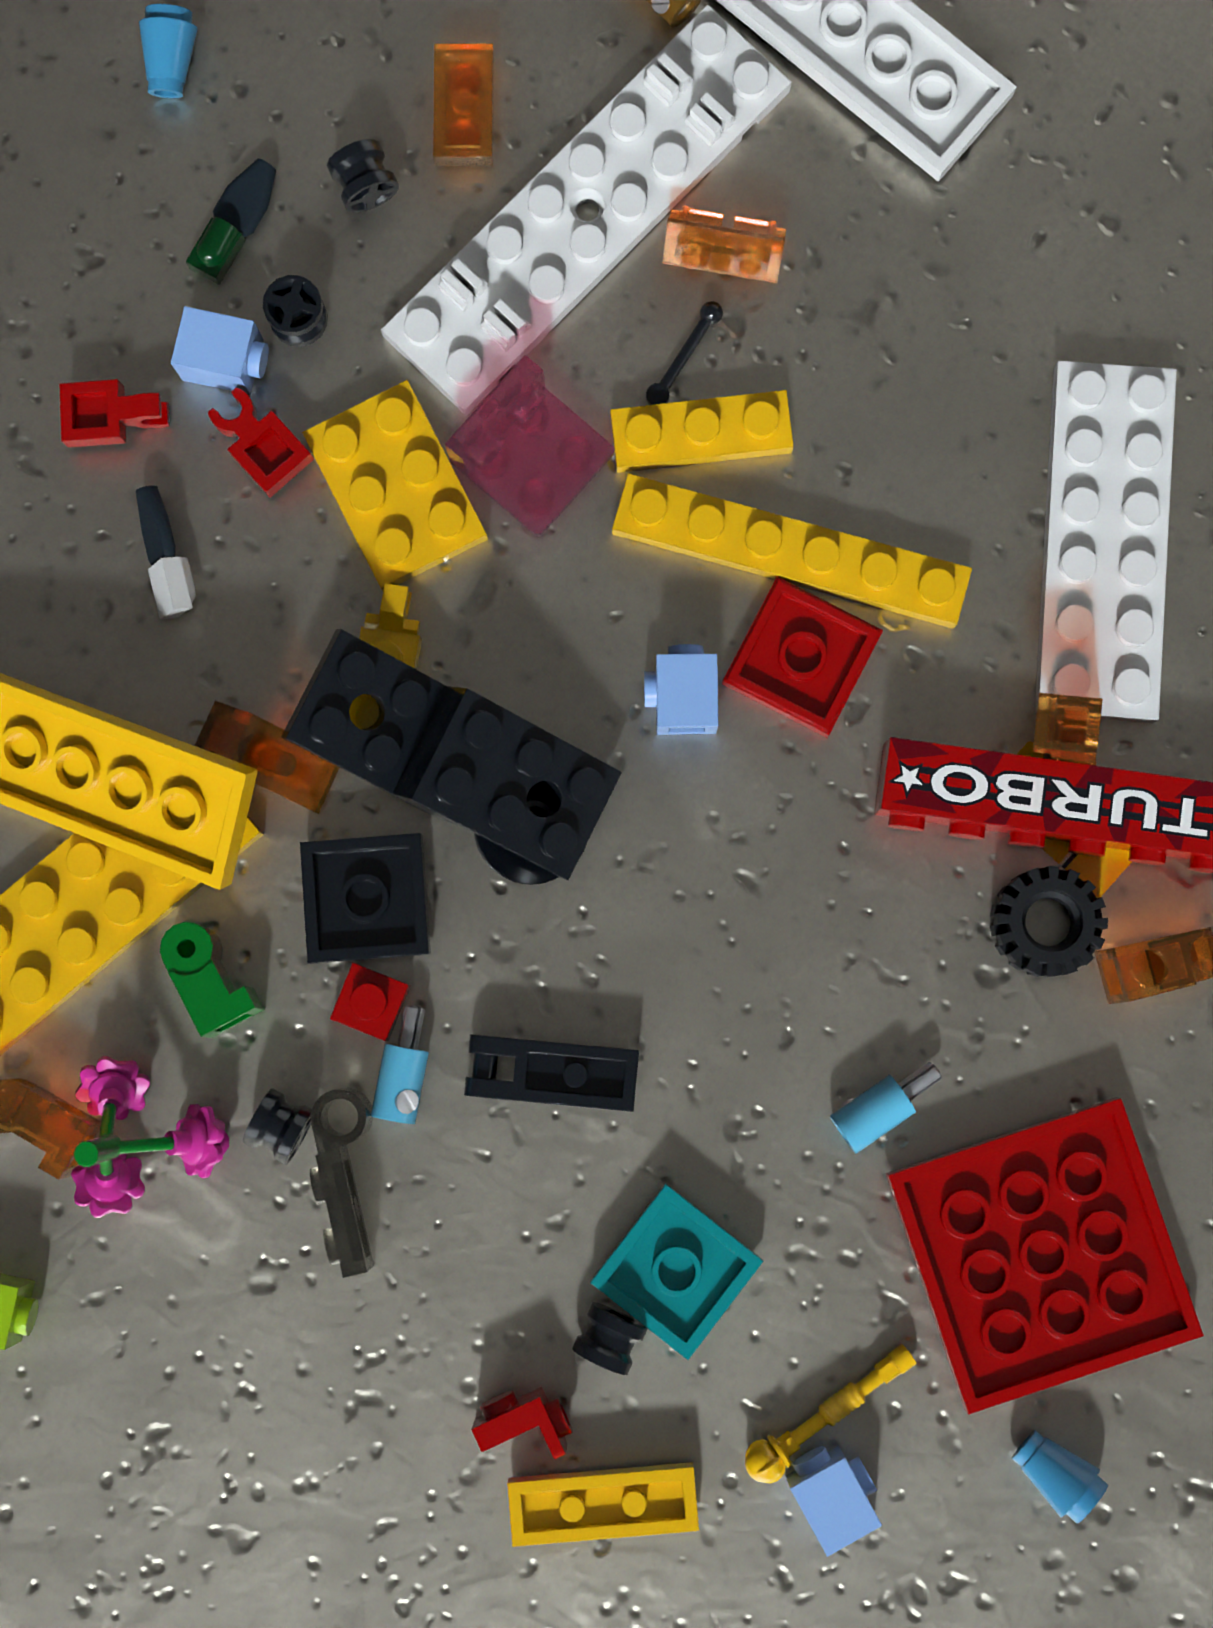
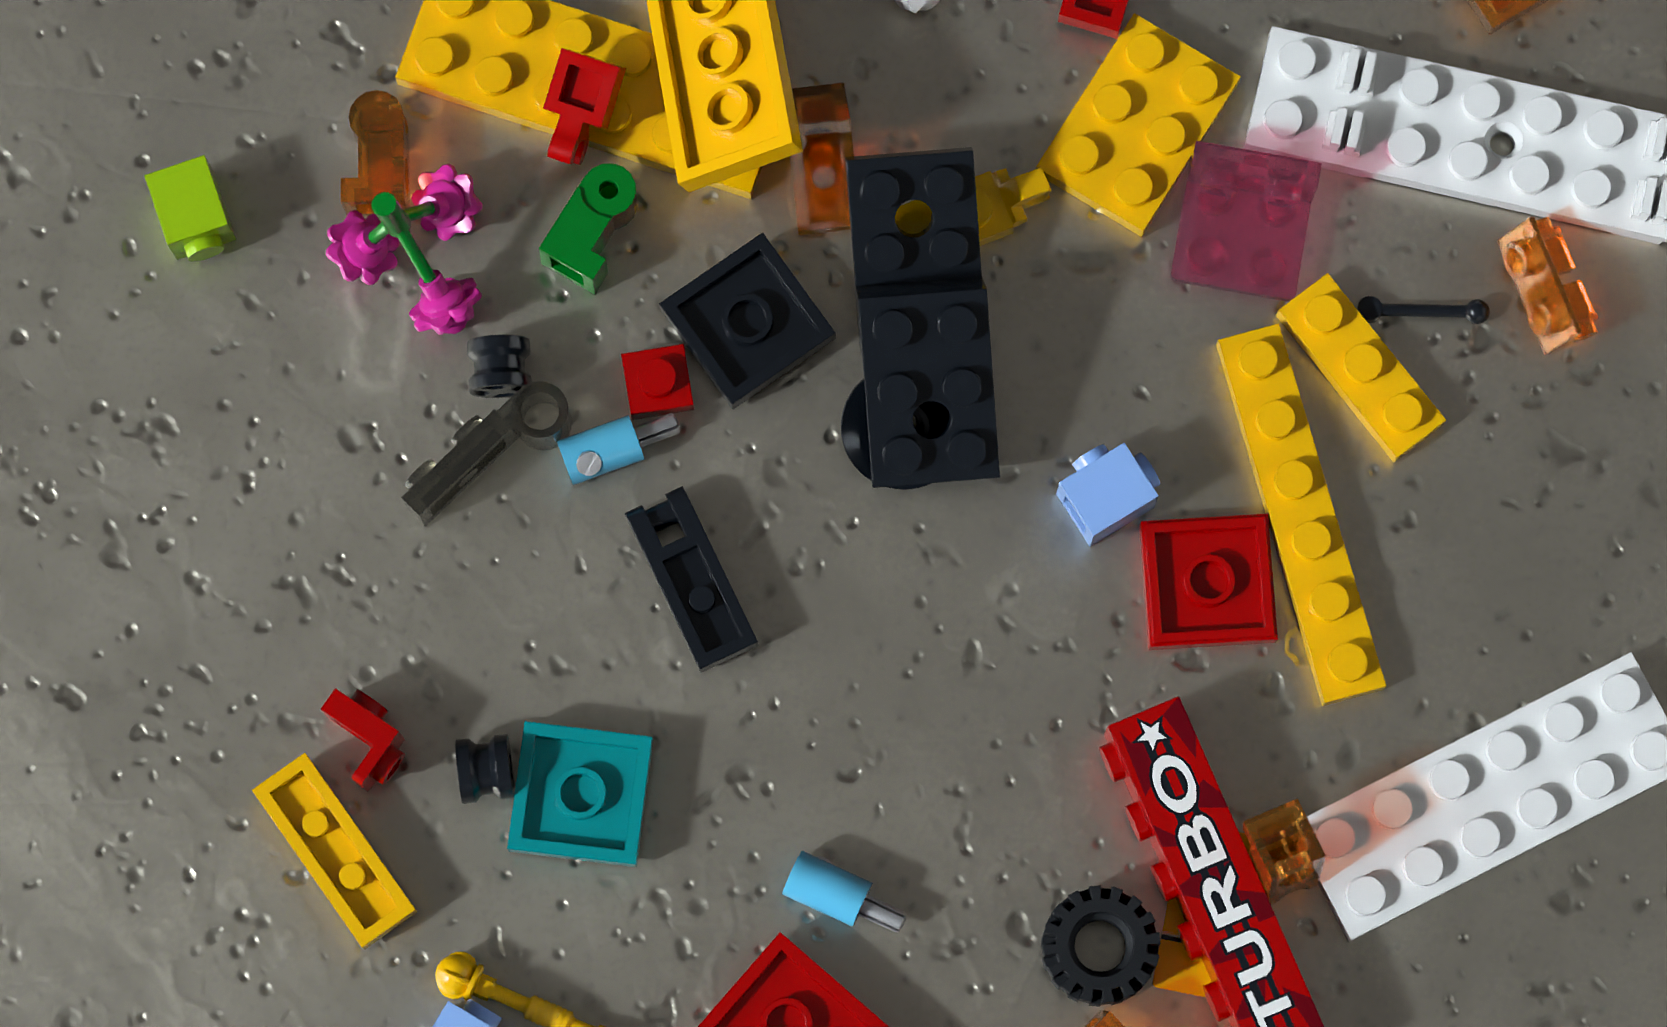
camera: 55 degrees right, 5 degrees down
(94, 922) = (583, 95): none -> red plate

